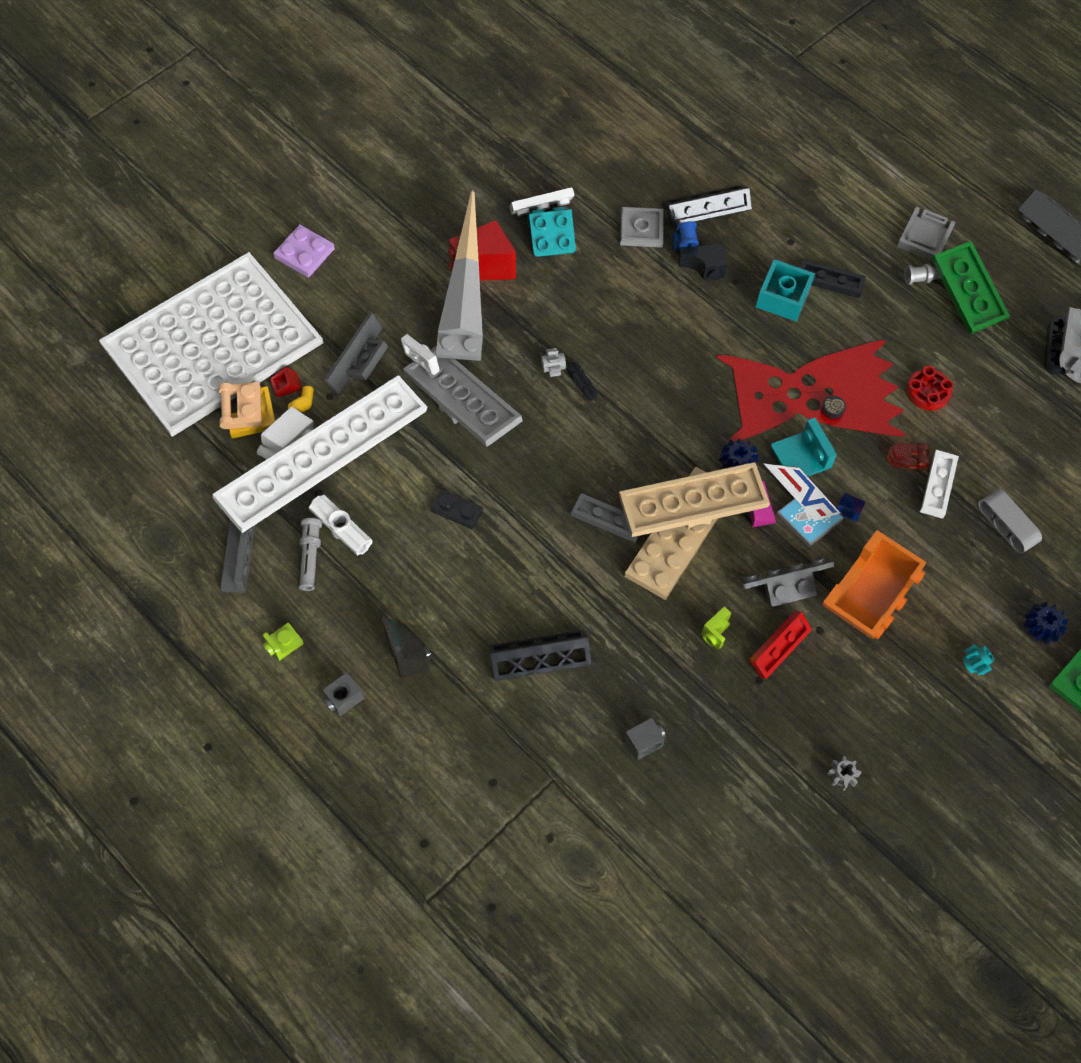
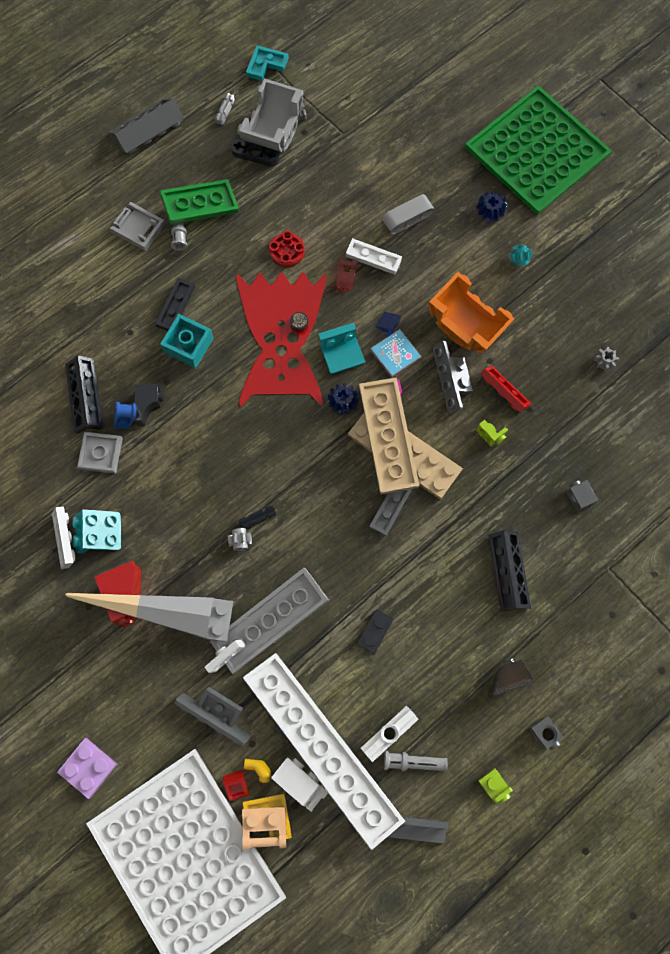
camera: 85 degrees left, 10 degrees up
(804, 491) = (375, 354): white sticker -> none

